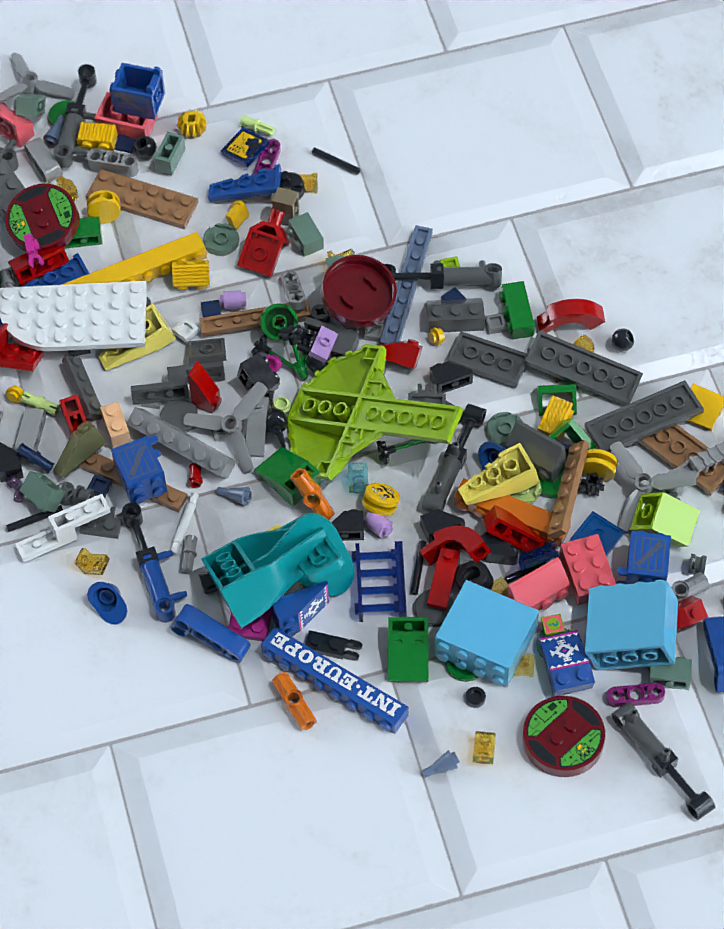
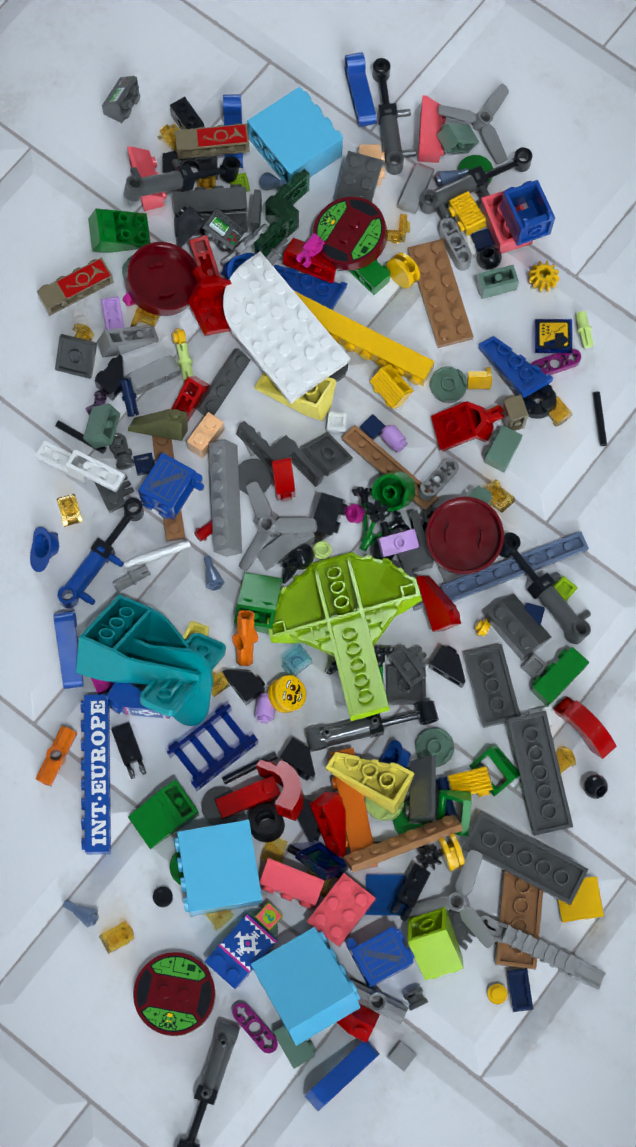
camera: 50 degrees right, 15 degrees up
(608, 514) = (410, 890): none -> black hinge

